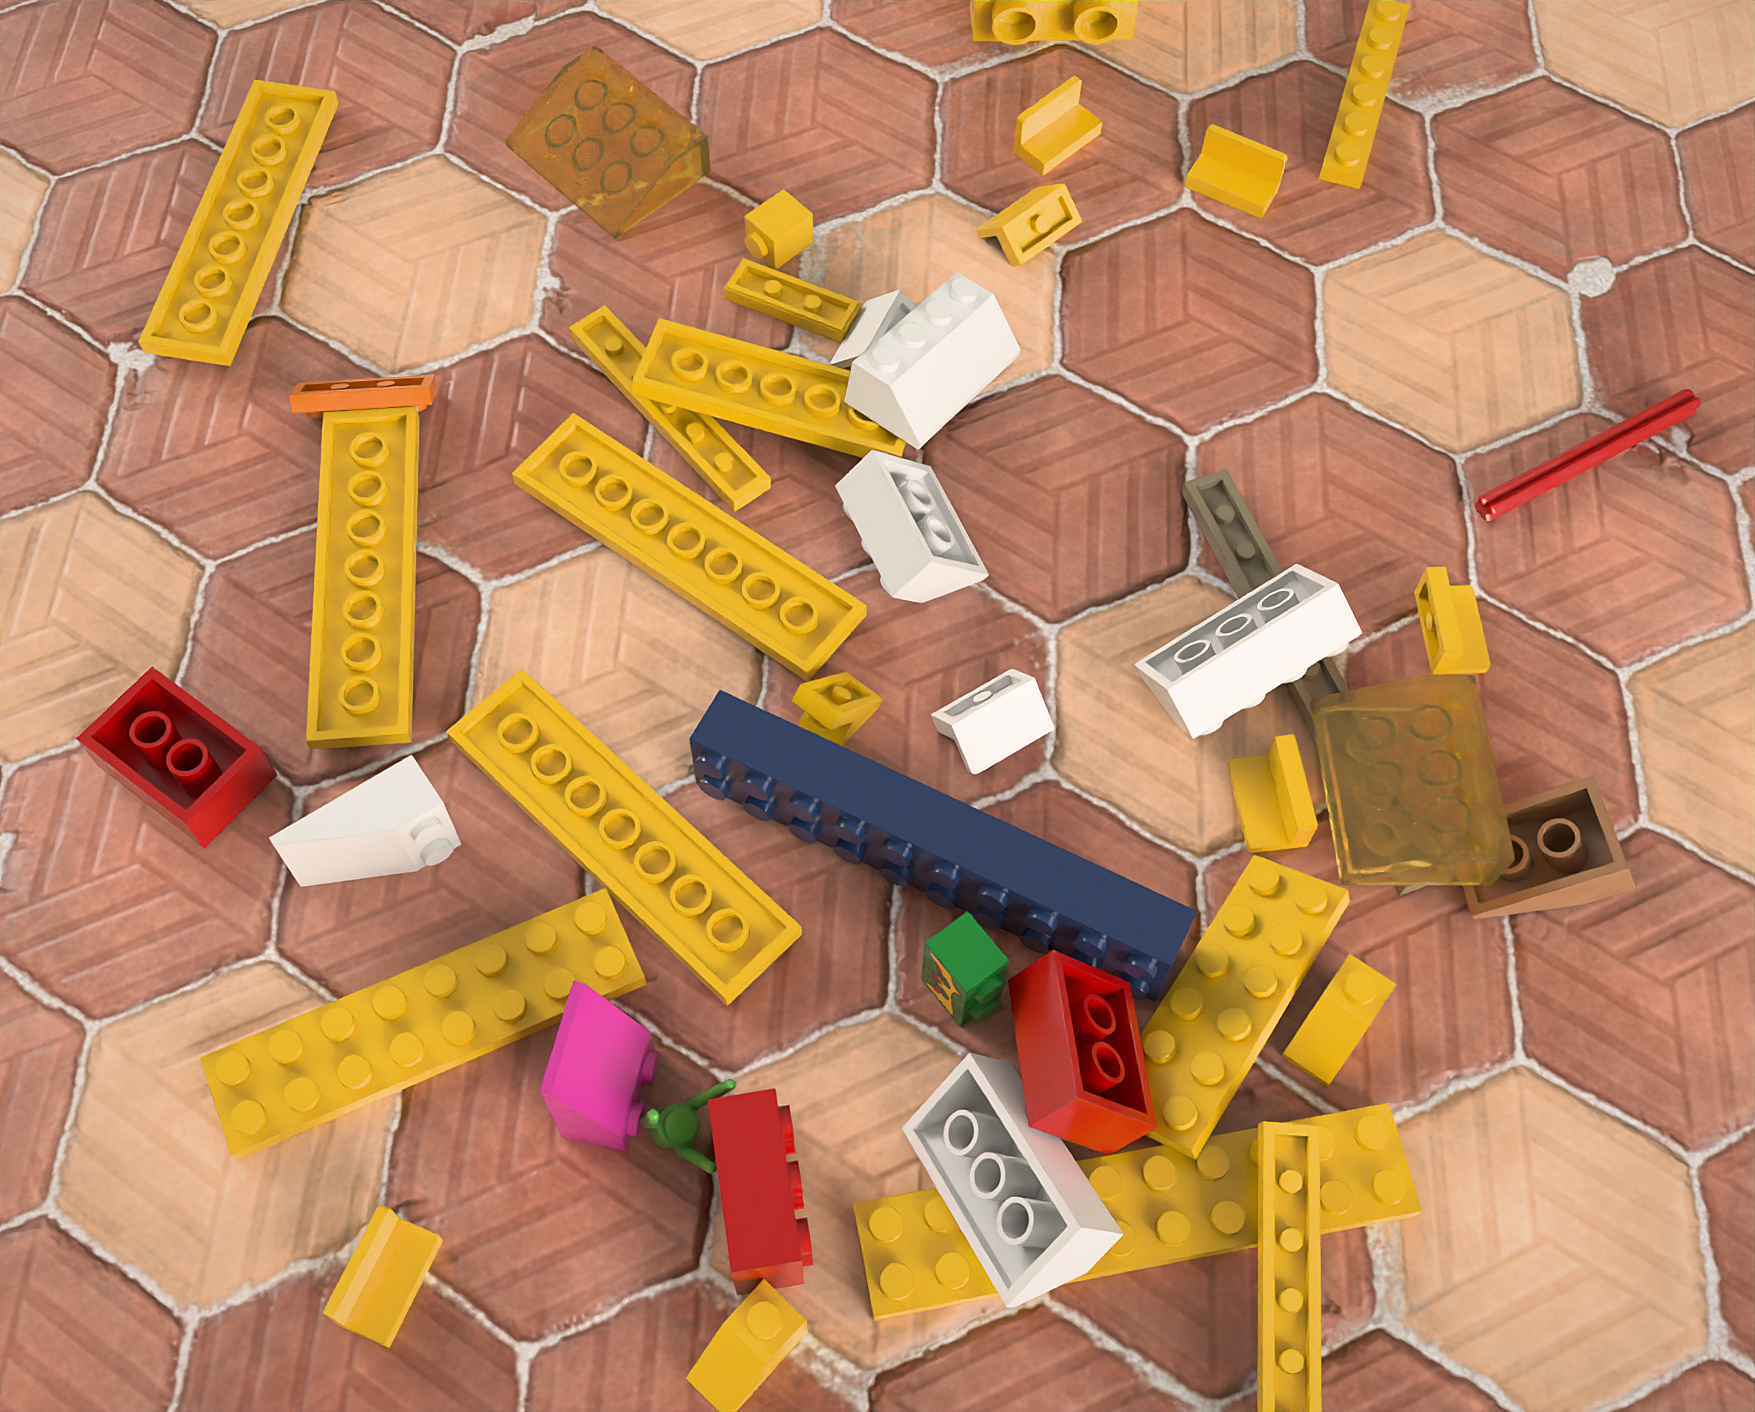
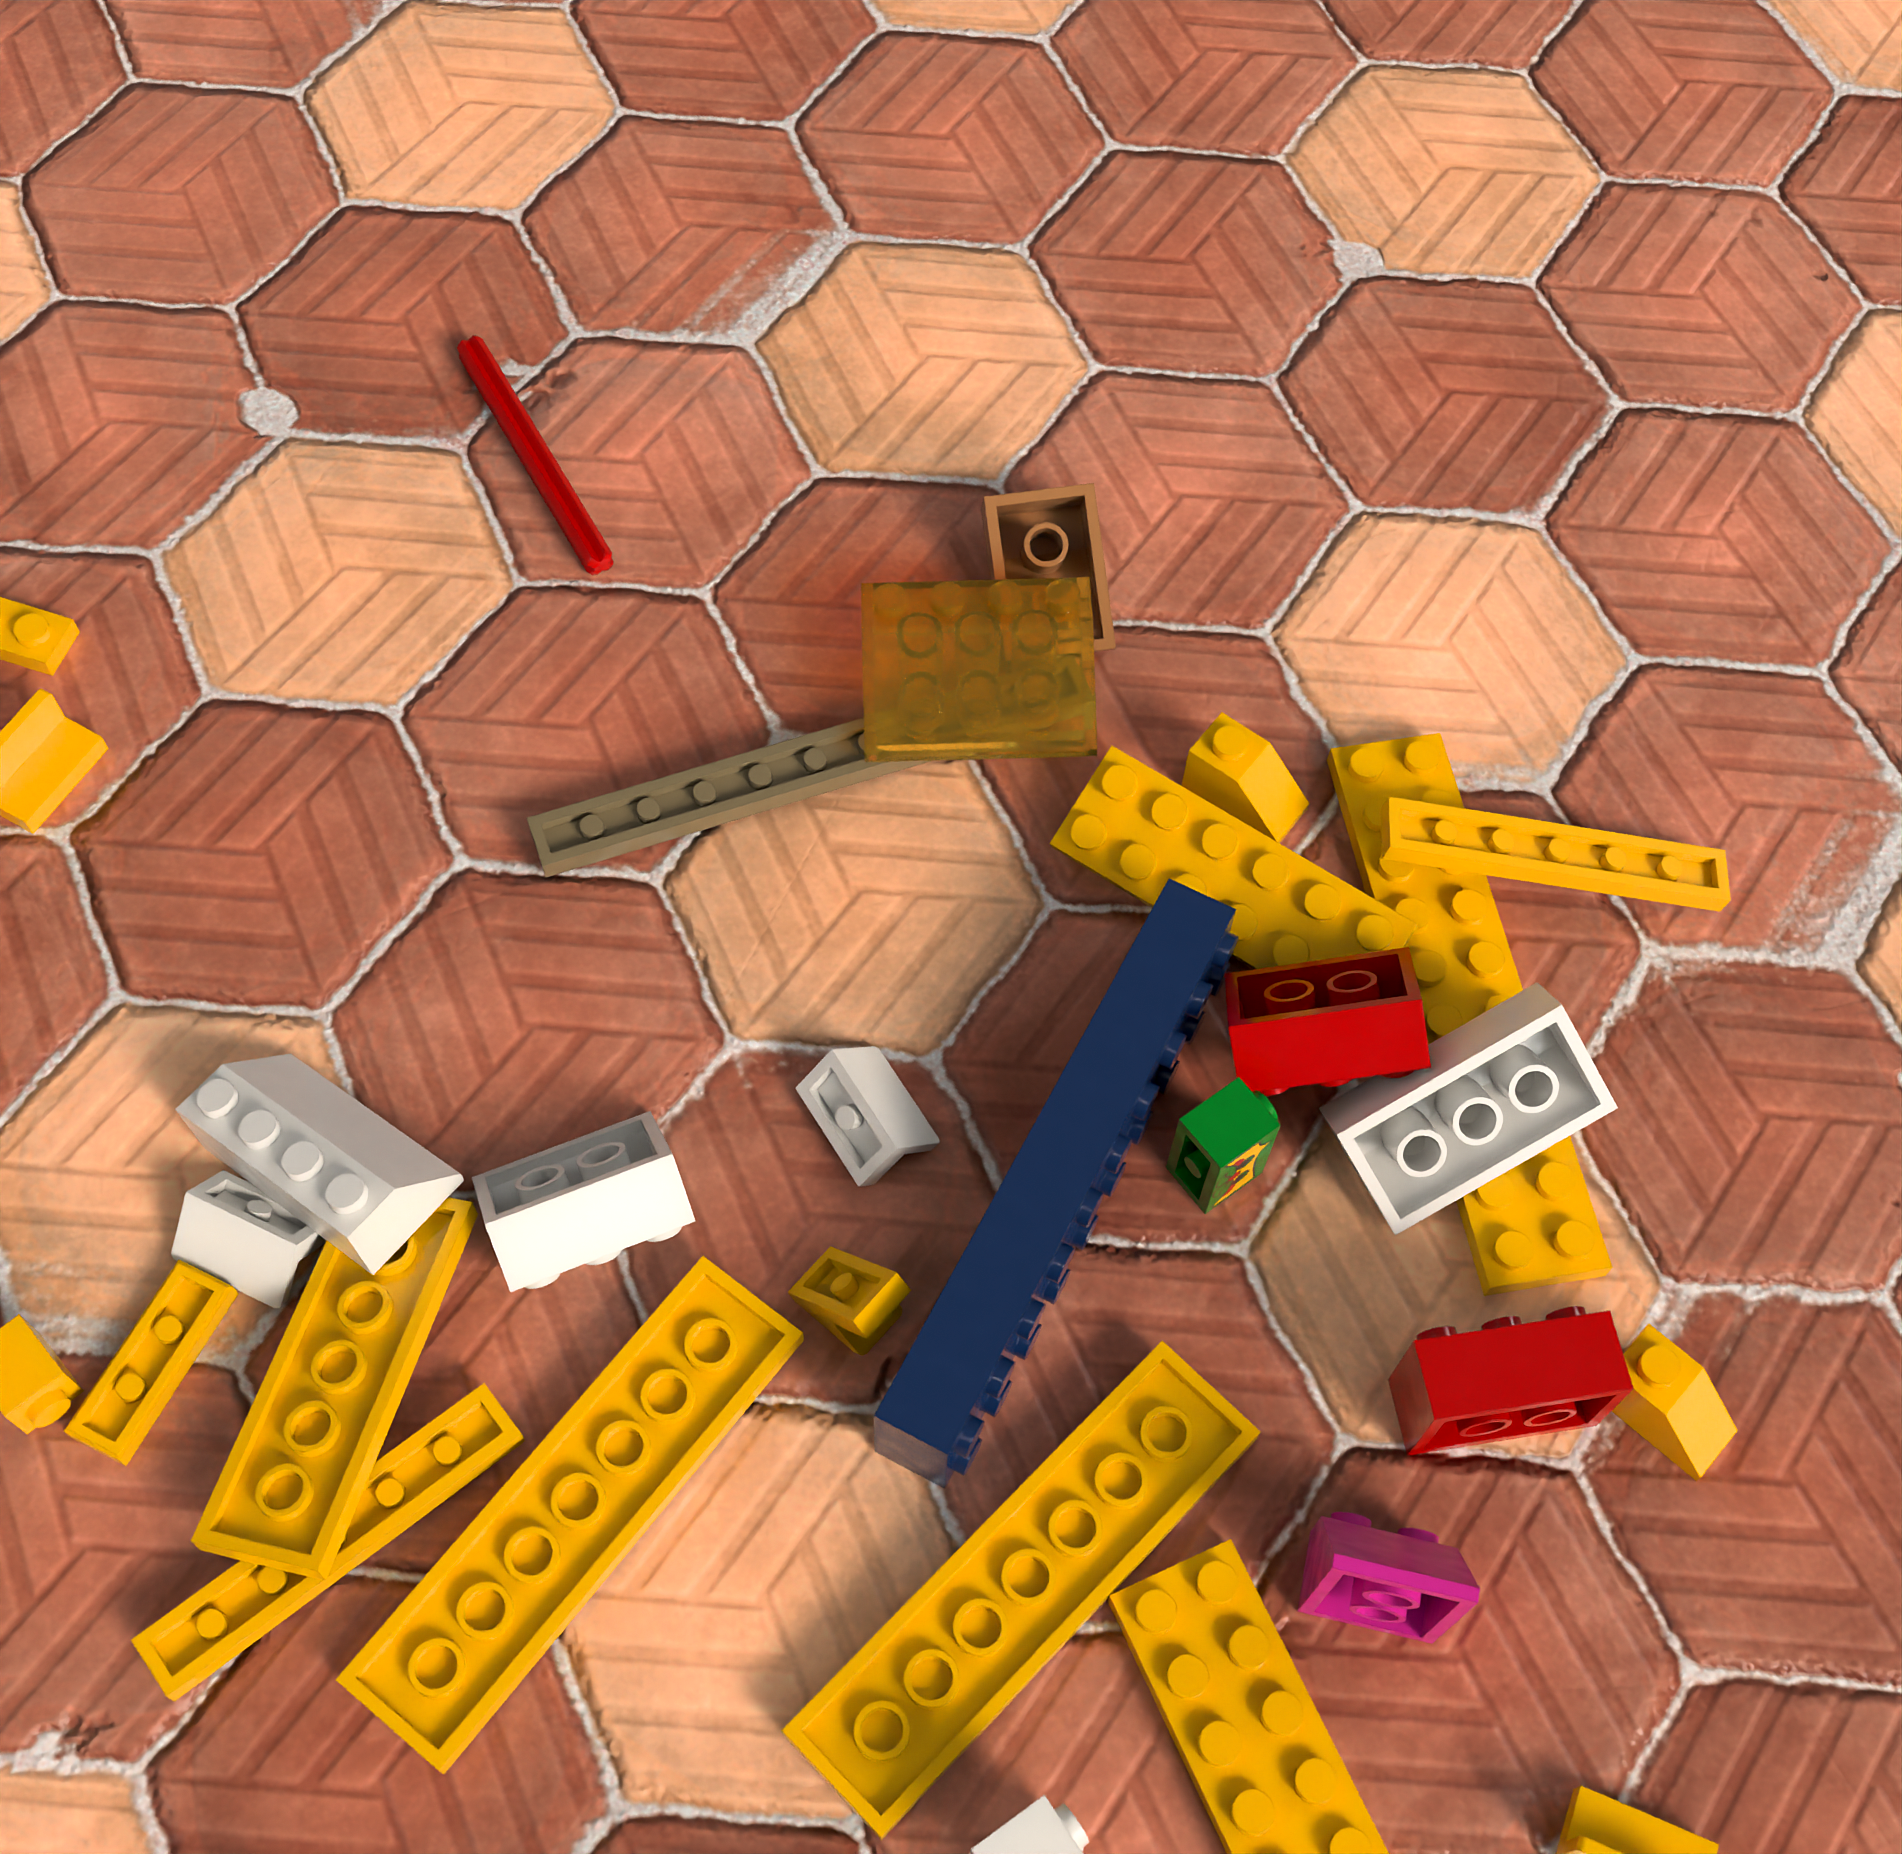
camera: 90 degrees left, 0 degrees up
(678, 1125) = (1425, 1486): bright green plant -> none
(1033, 222) = (68, 1026): yellow panel -> none
(1249, 649) = (796, 815): white slope -> none
(1273, 797) = (975, 816): yellow panel -> none
(1450, 625) = (755, 620): yellow panel -> none

